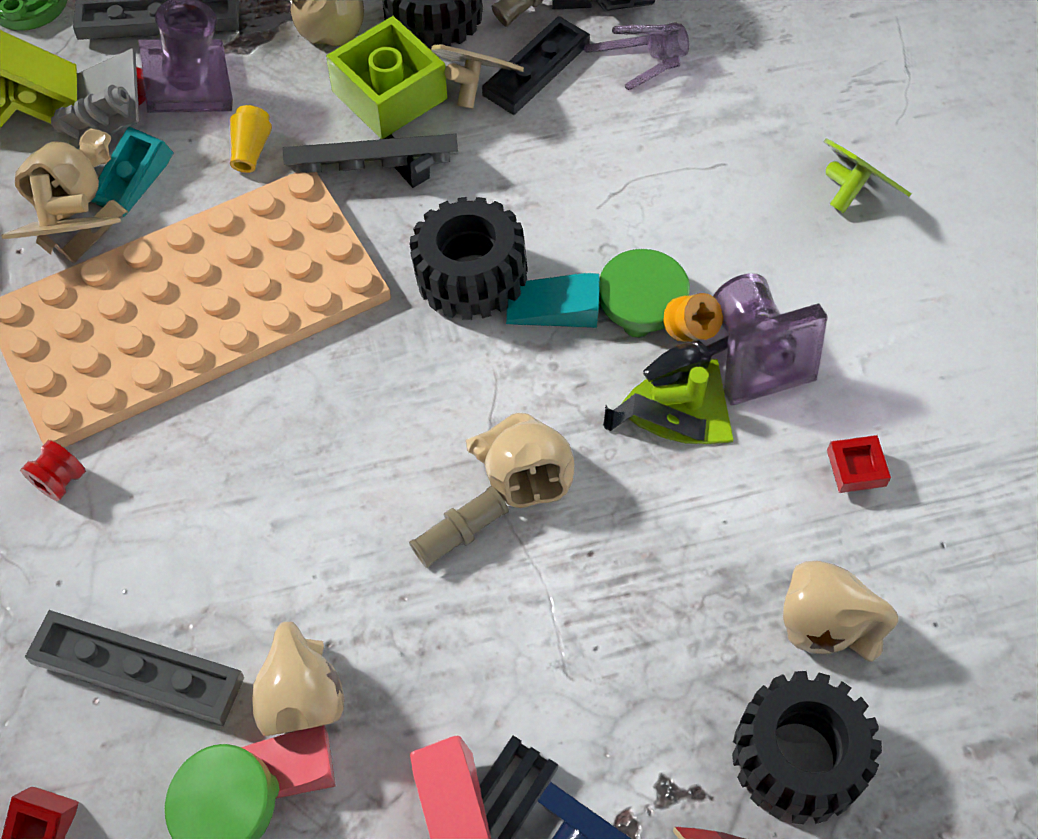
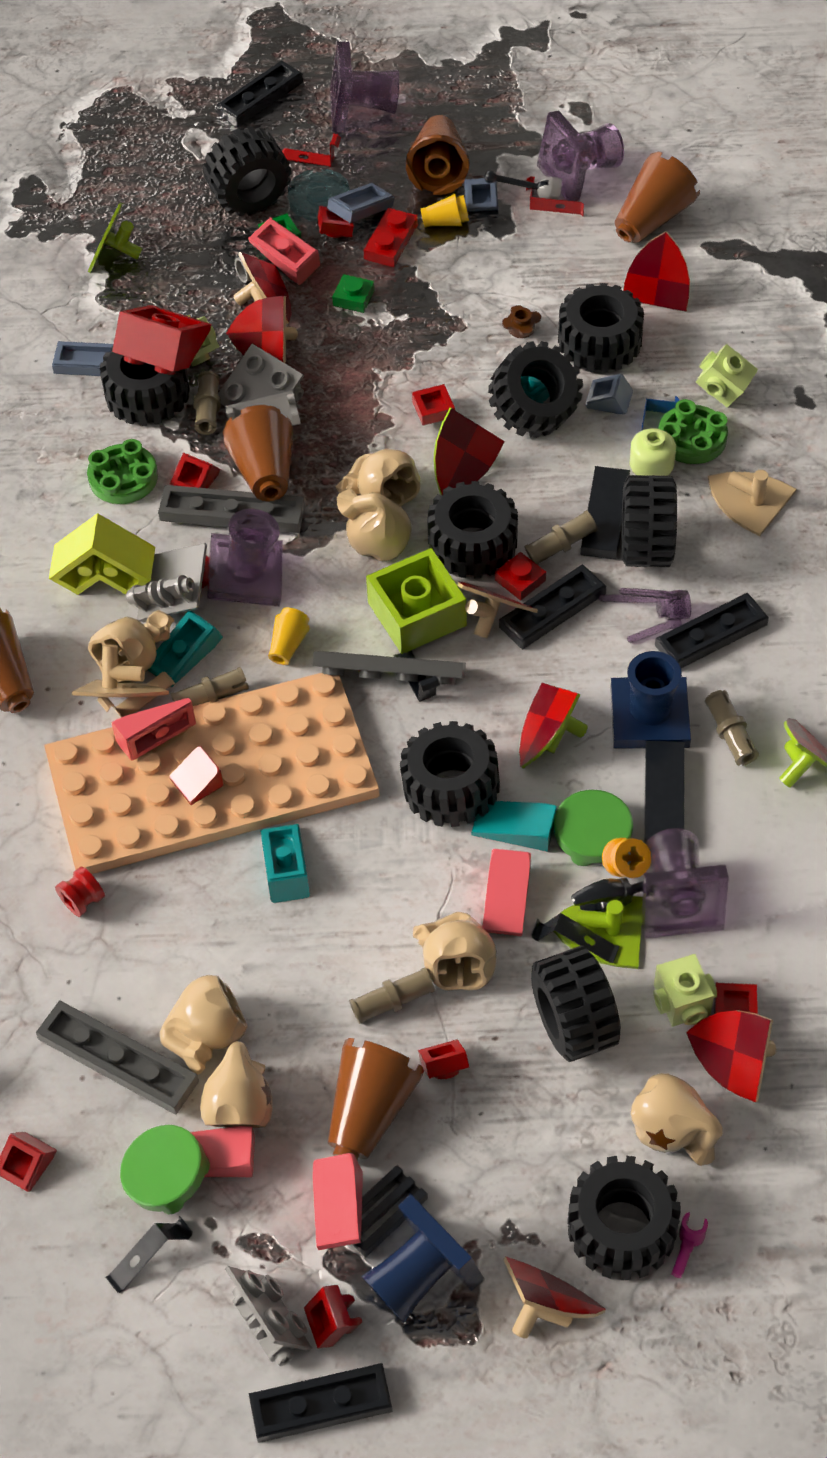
camera: 15 degrees right, 5 degrees down
(108, 261) = (152, 727): none -> coral slope
(170, 210) = (213, 689): none -> dark tan pin
(172, 309) = (197, 776): none -> slope
(234, 602) = (202, 1021): none -> tan piece
(297, 393) = (285, 863): none -> teal slope
(460, 658) = (368, 1096): none -> dark orange cone
(494, 37) = (520, 576): none -> red plate
(539, 592) = (443, 1060): none -> red plate
(563, 181) = (548, 721): none -> shield
(564, 380) = (507, 892): none -> coral slope
(674, 150) = (650, 703): none -> dark blue plant
(685, 496) = (575, 1003): none -> black tyre
(708, 236) = (663, 787): none -> black tile
(713, 65) = (713, 630): none -> black tile
(765, 159) = (731, 727): none -> dark tan pin
(799, 458) = (683, 991): none -> yellowish green brick
(876, 516) = (734, 1049): none -> shield
(884, 760) = (690, 1239): none -> dark pink hand

